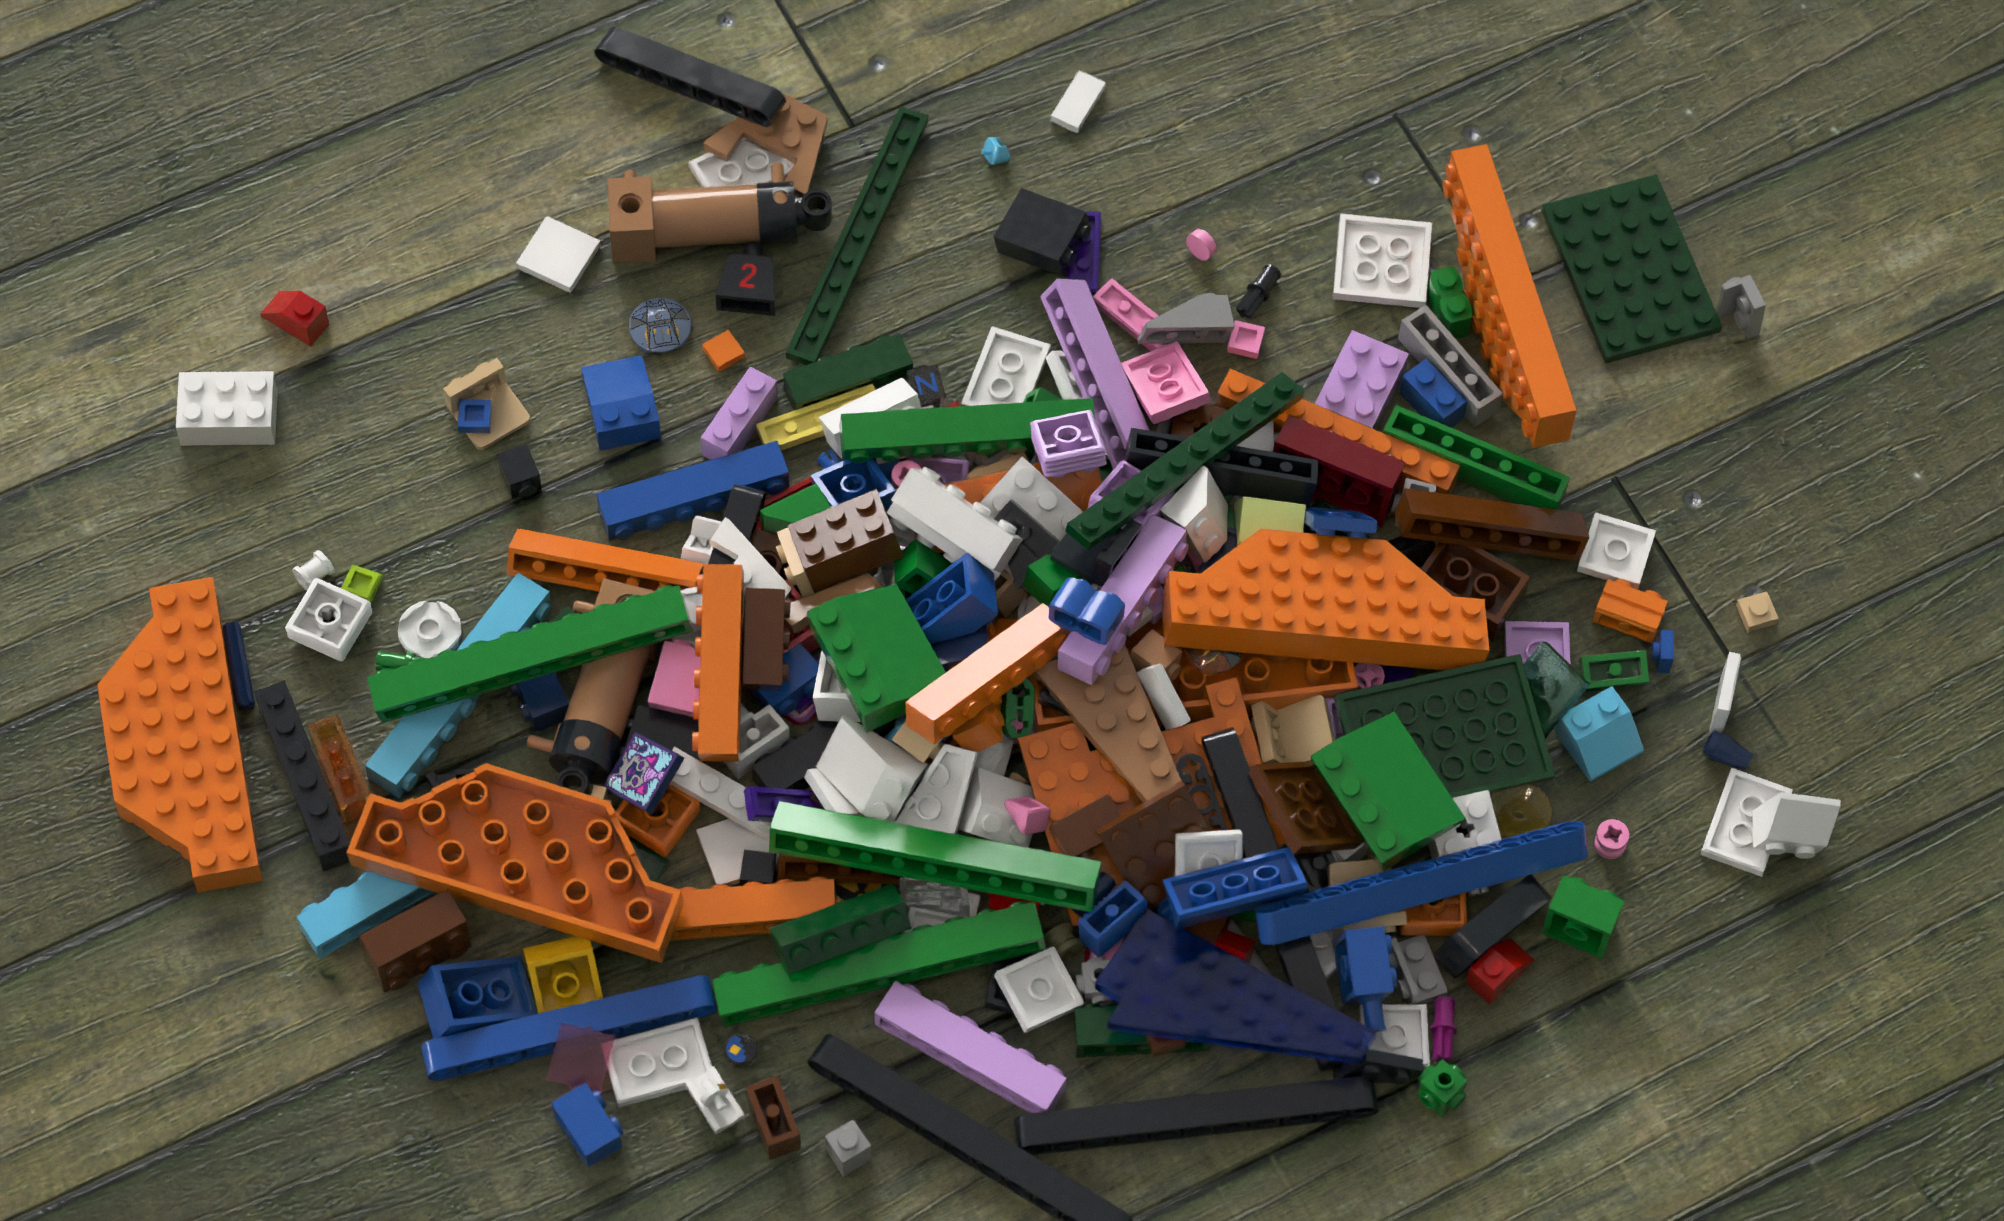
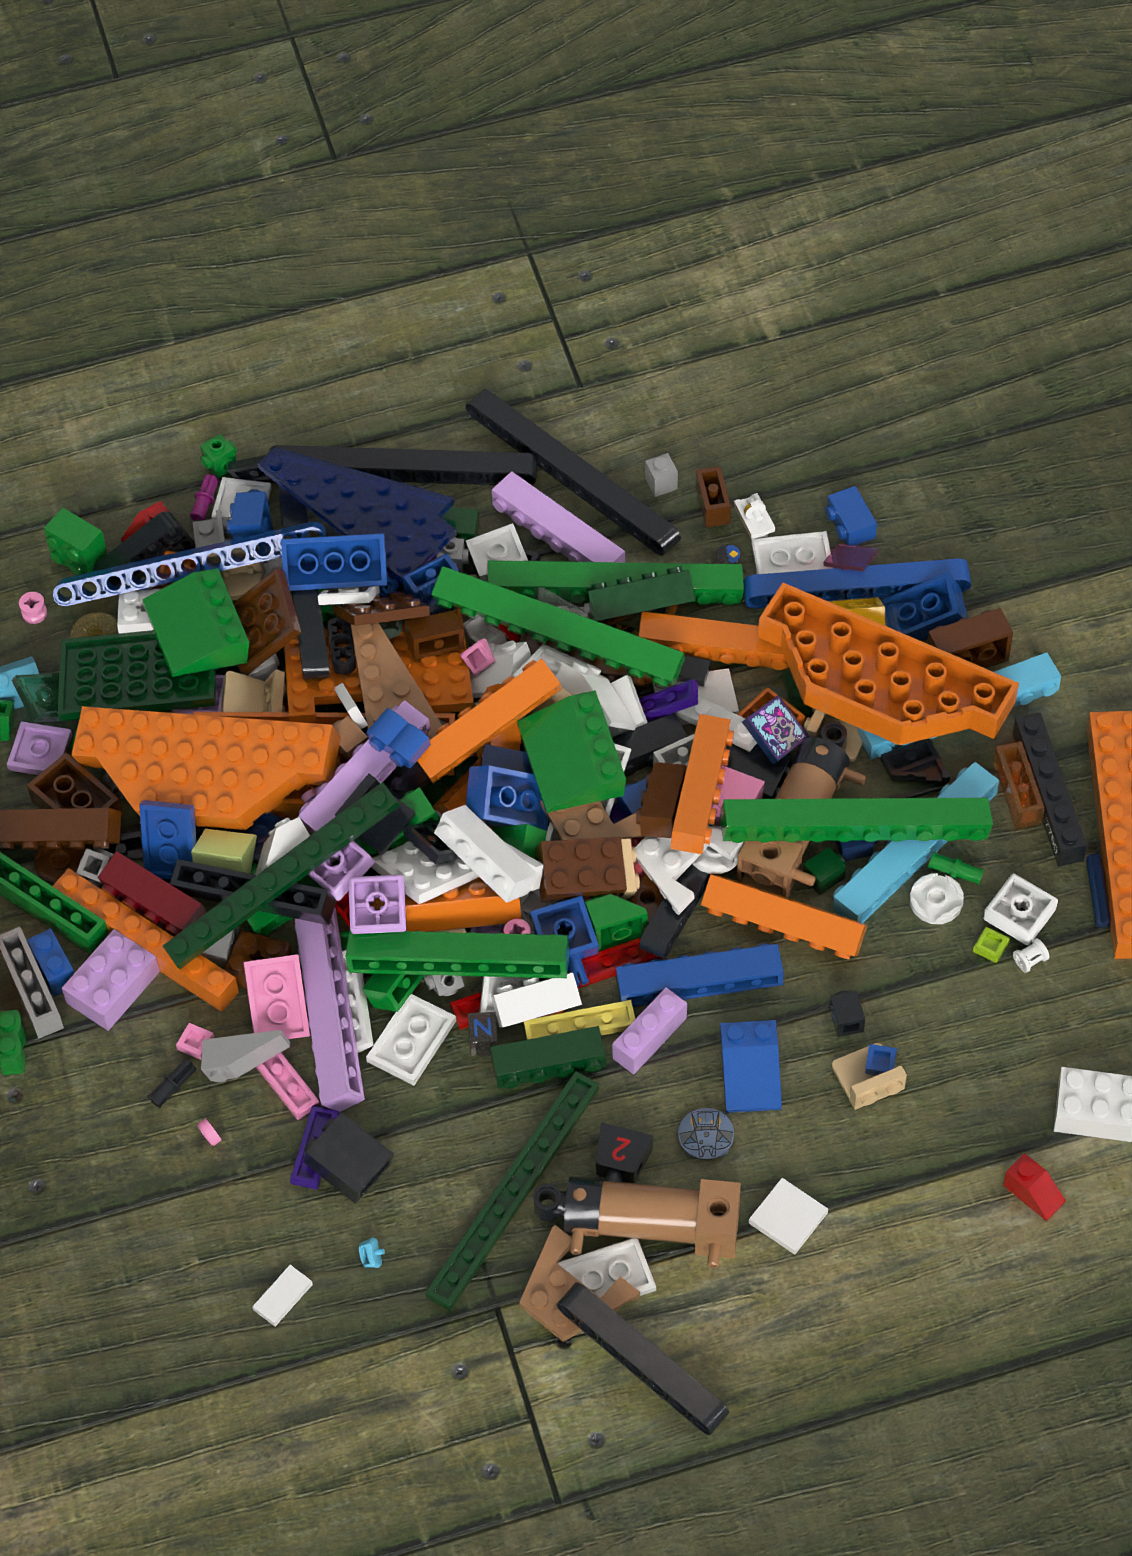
camera: 165 degrees left, 5 degrees down
(698, 544) = (698, 927): white bracket -> none
(723, 350) = (653, 1102): orange tile -> none
(1382, 261) = (54, 1095): white plate -> none

